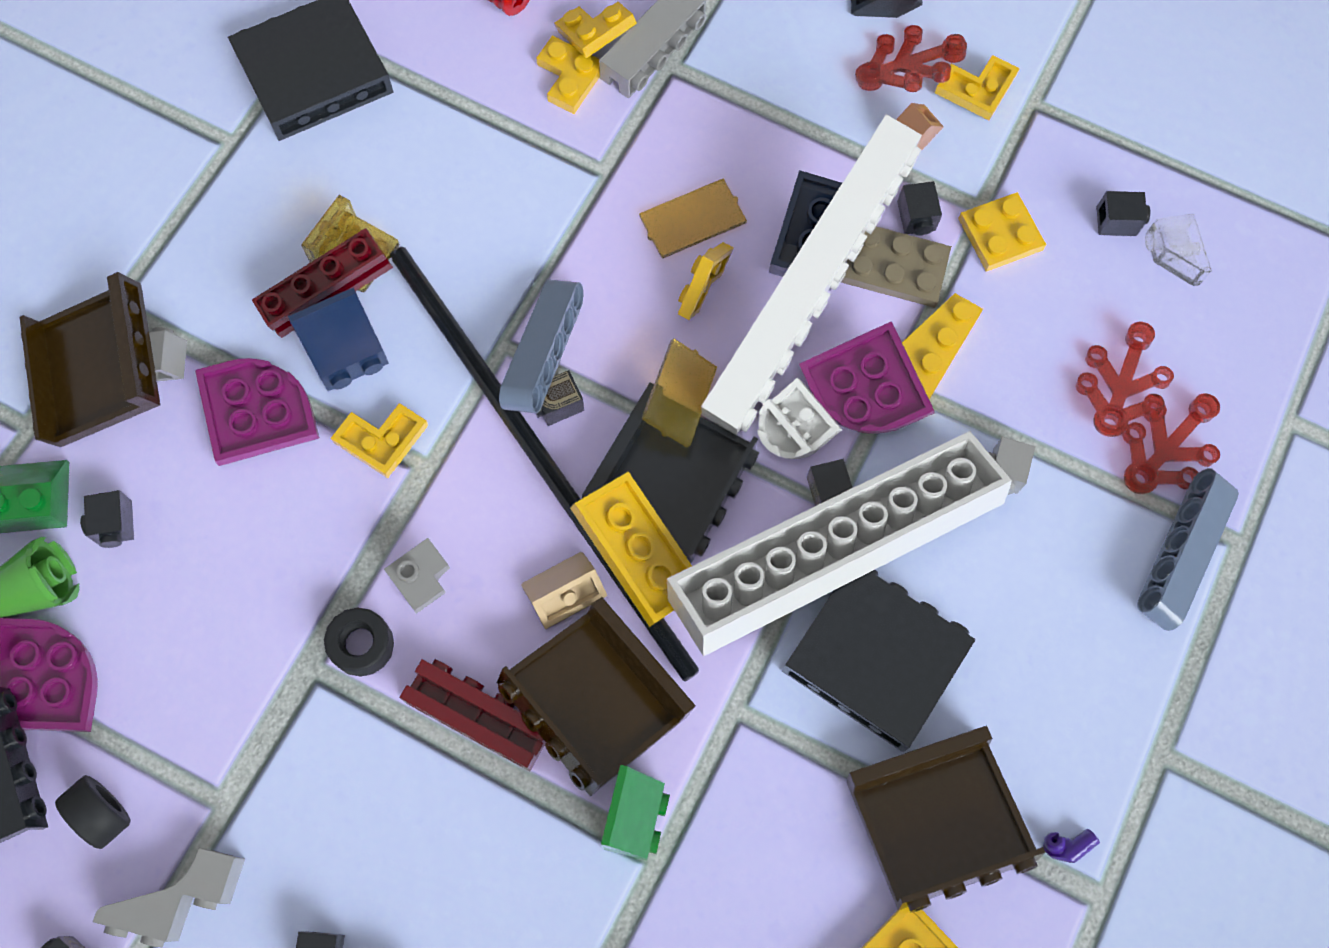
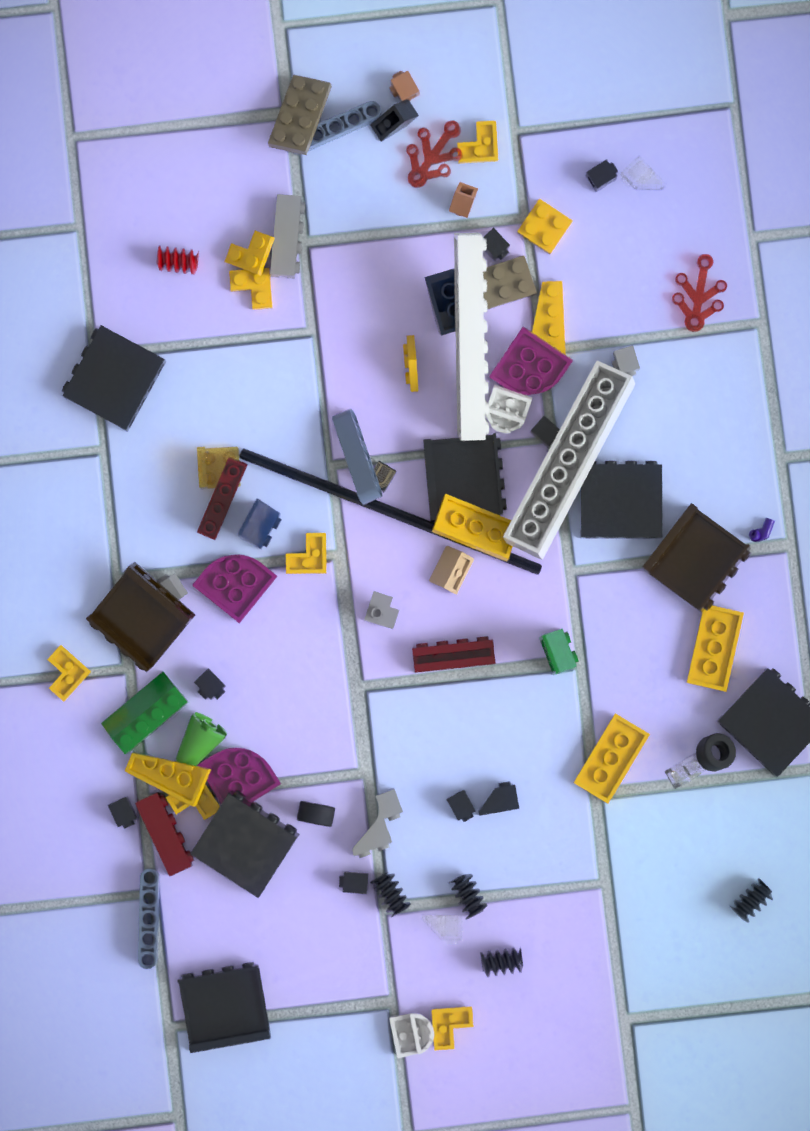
camera: 30 degrees left, 15 degrees up
(343, 626) = (386, 665): black tyre -> none
(595, 697) = (503, 610): dark brown panel -> none
(679, 393) = (440, 433): clear yellow piece -> none
(692, 218) = (378, 328): clear yellow piece -> none
(1123, 385) = (657, 278): clear red plant -> none
(1187, 549) = (737, 347): sand blue beam -> none

